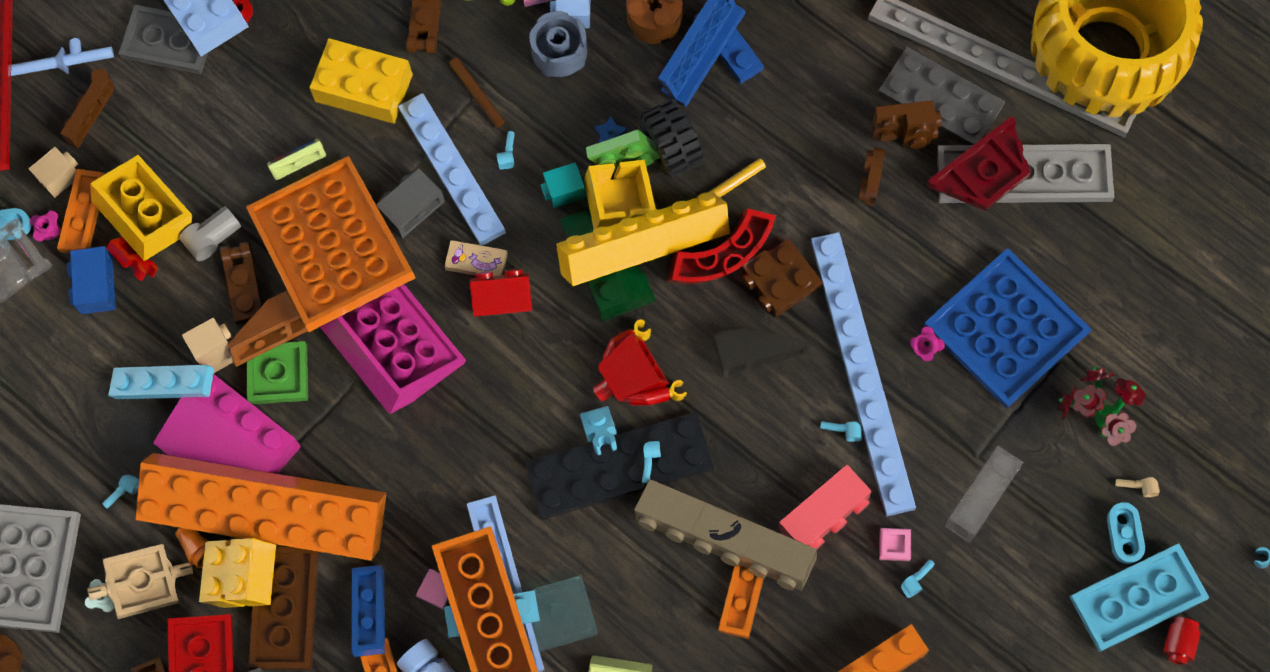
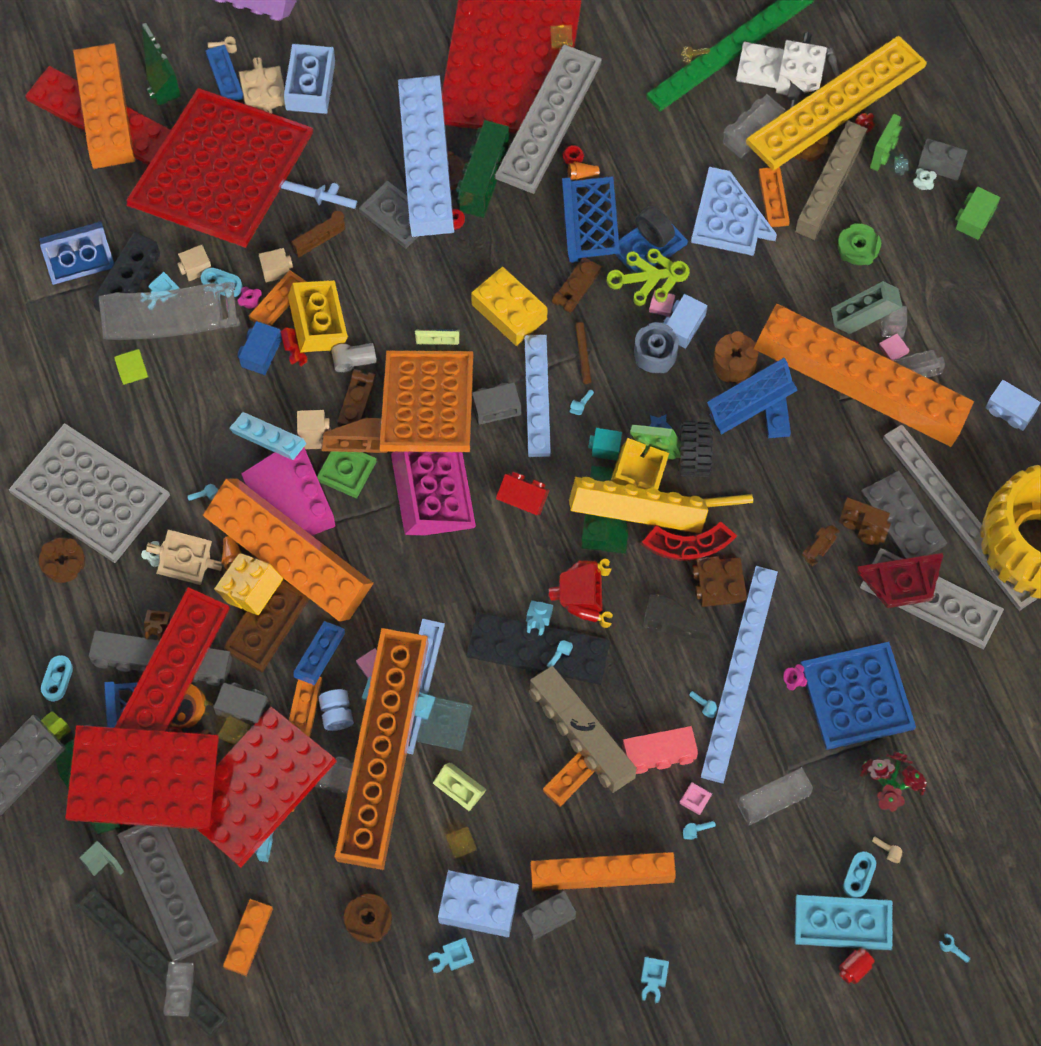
camera: 25 degrees right, 5 degrees down
(474, 258) = (517, 461): tan tile -> none

